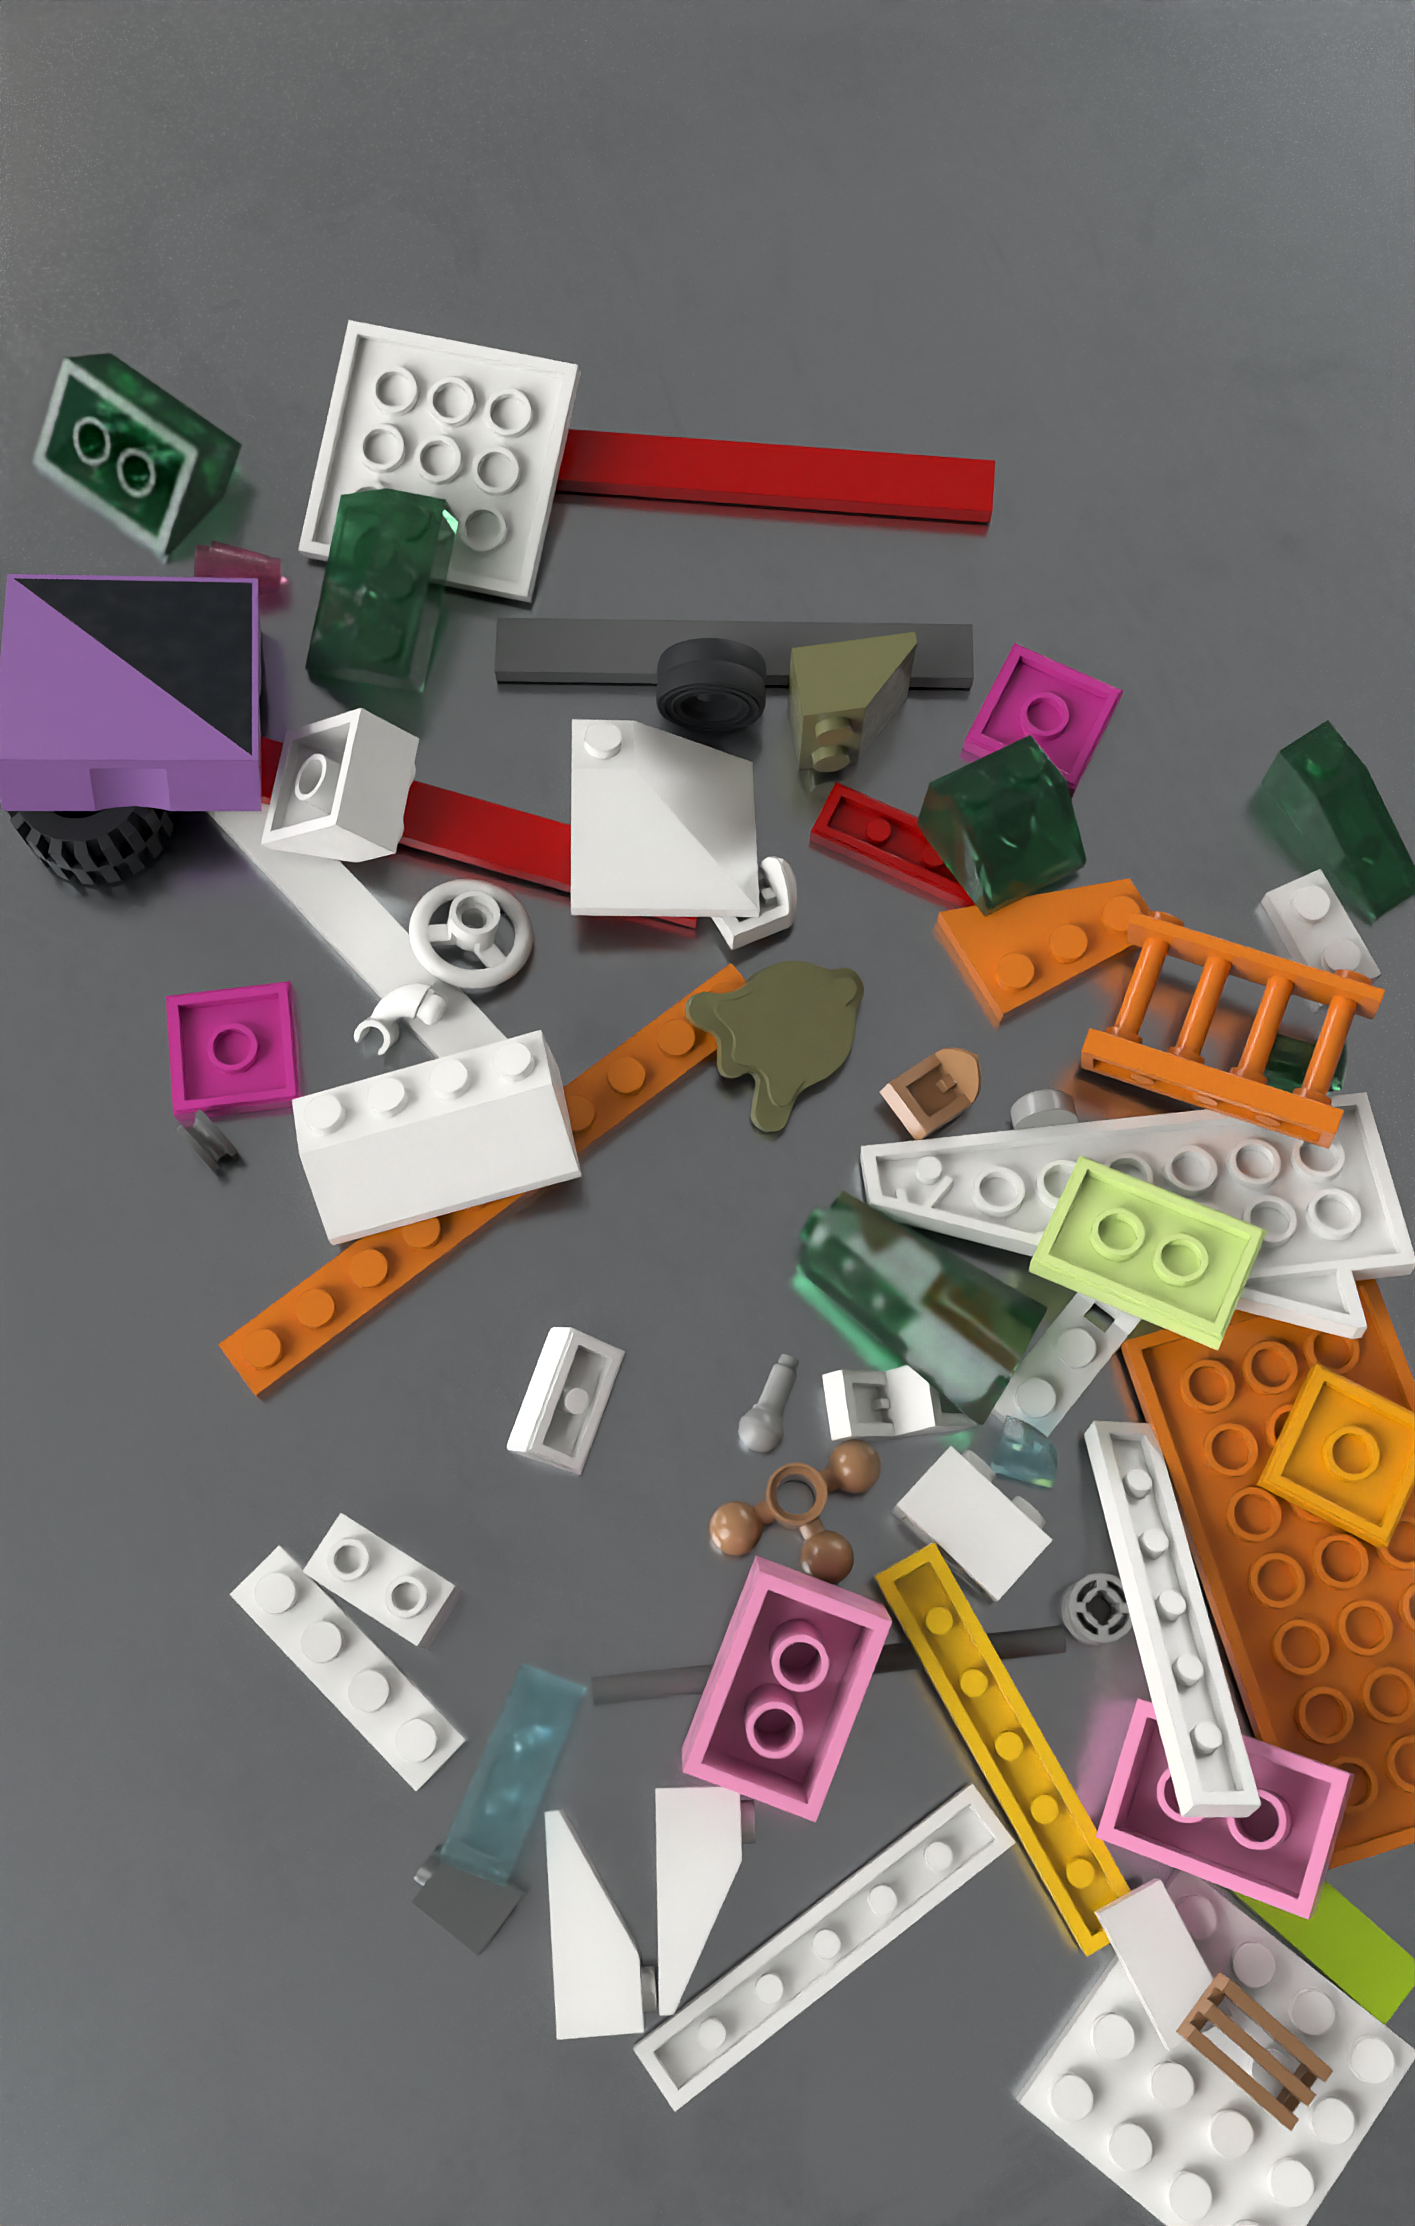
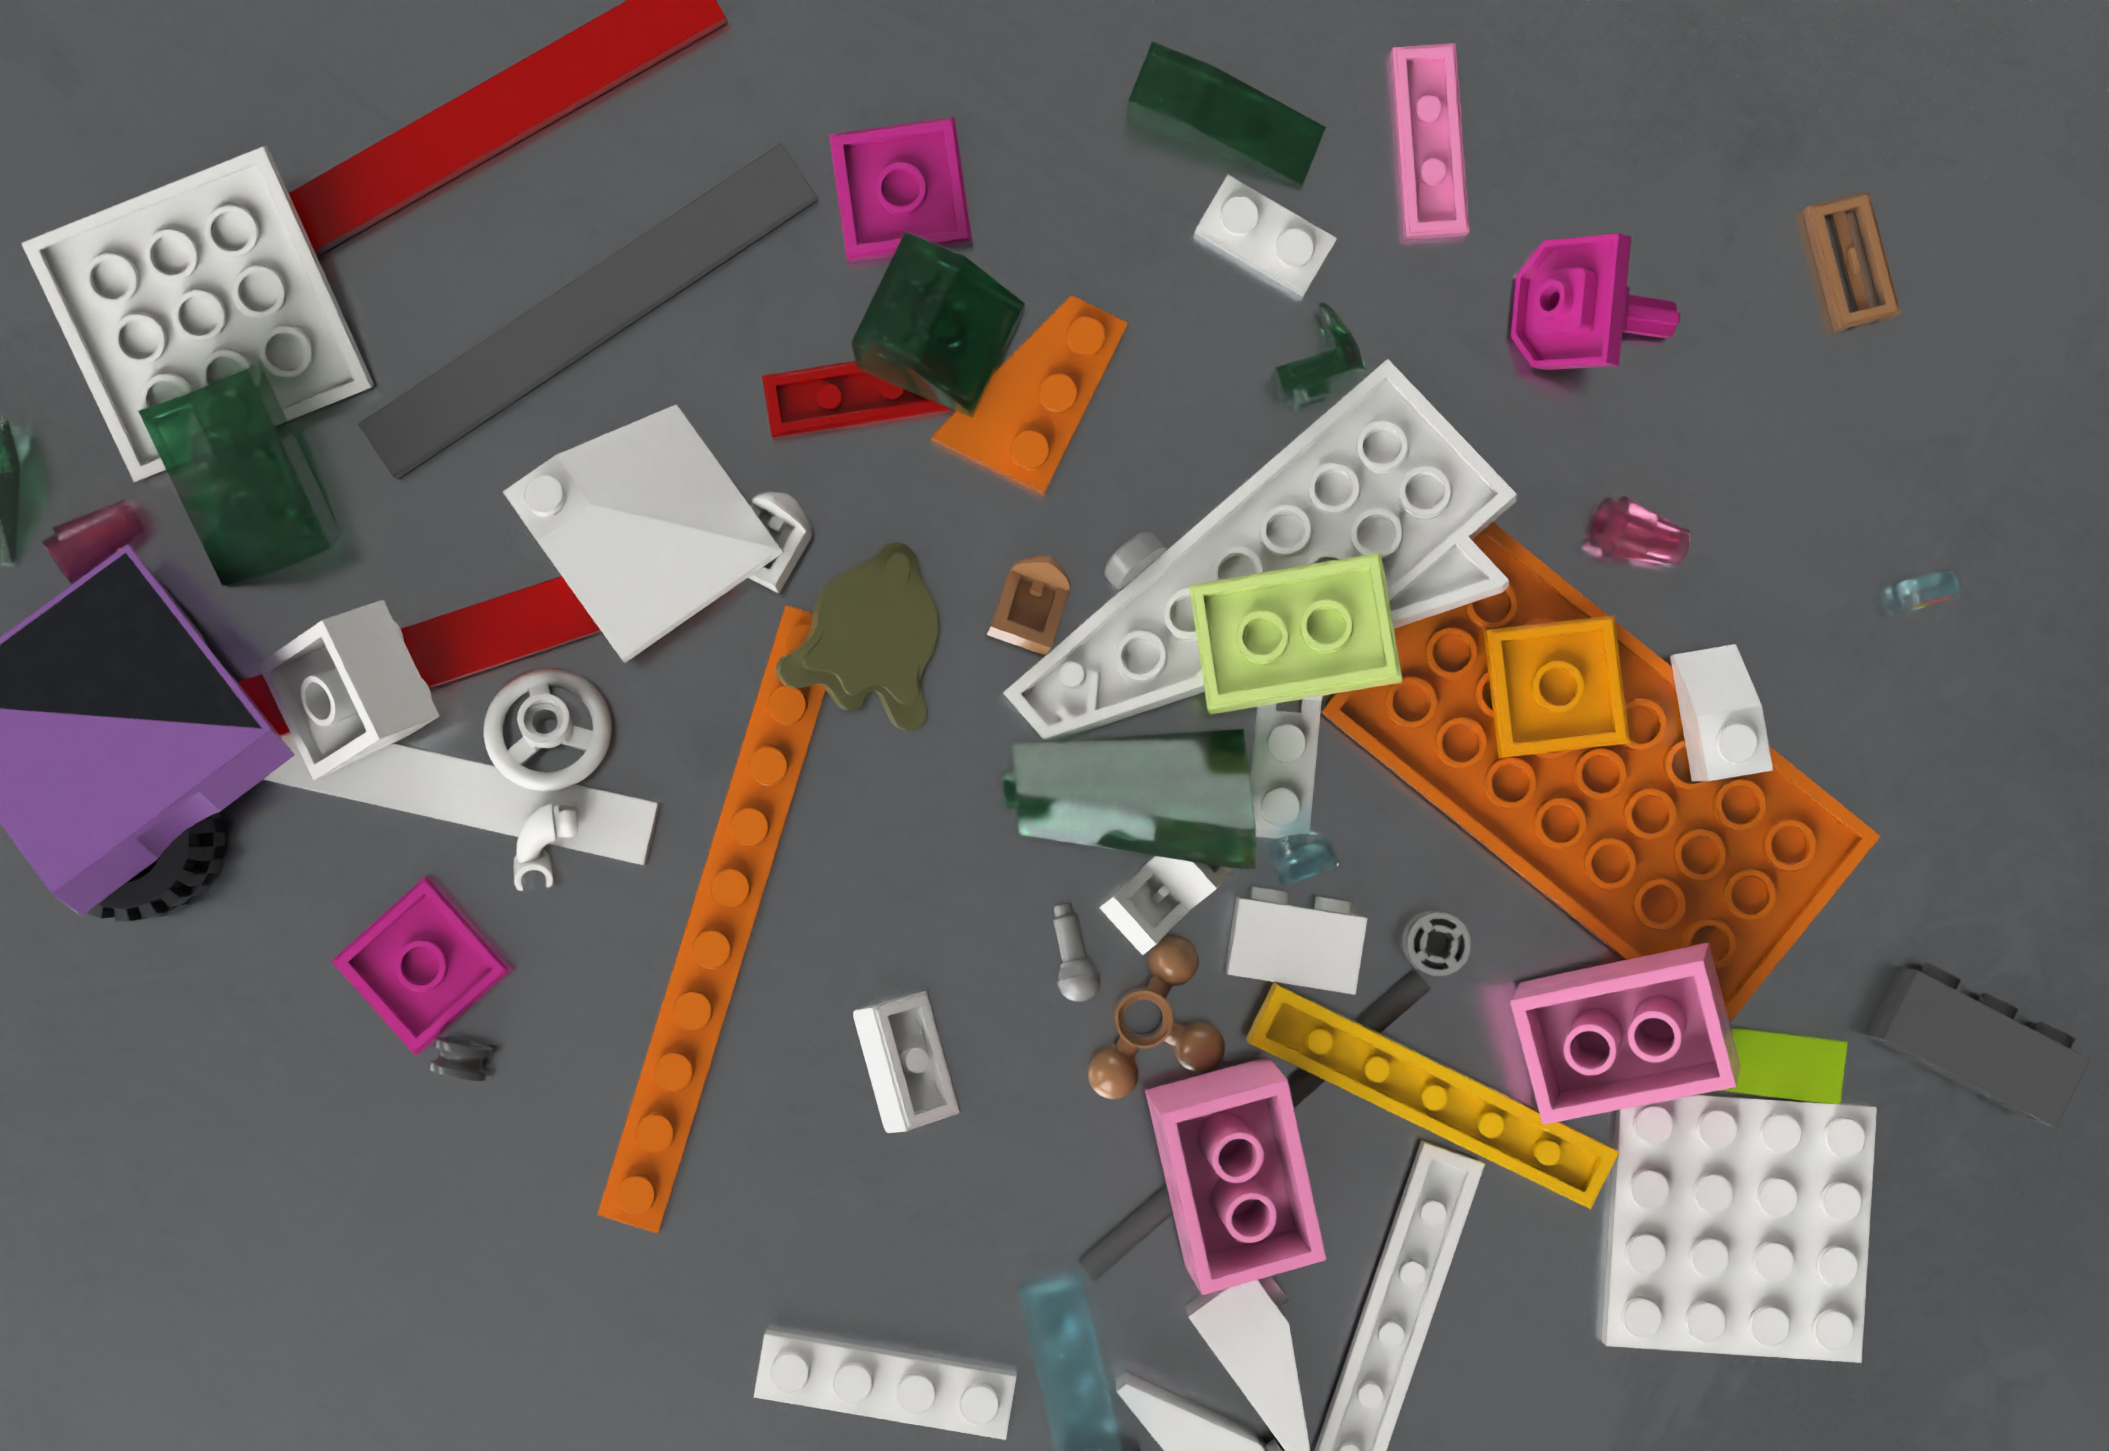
camera: 35 degrees left, 15 degrees up
(383, 1581) = (867, 1306): white brick -> none
(436, 1137) = (653, 932): white slope -> none
(711, 684) = (595, 367): black tyre -> none
(846, 696) = (723, 302): olive slope -> none
(1158, 1957) = (1649, 1178): white tile -> none
(1171, 1623) = (1494, 922): white plate -> none
(1243, 1090) = (1286, 433): orange fence -> none
(1295, 2085) = (1800, 1199): medium nougat tile -> none

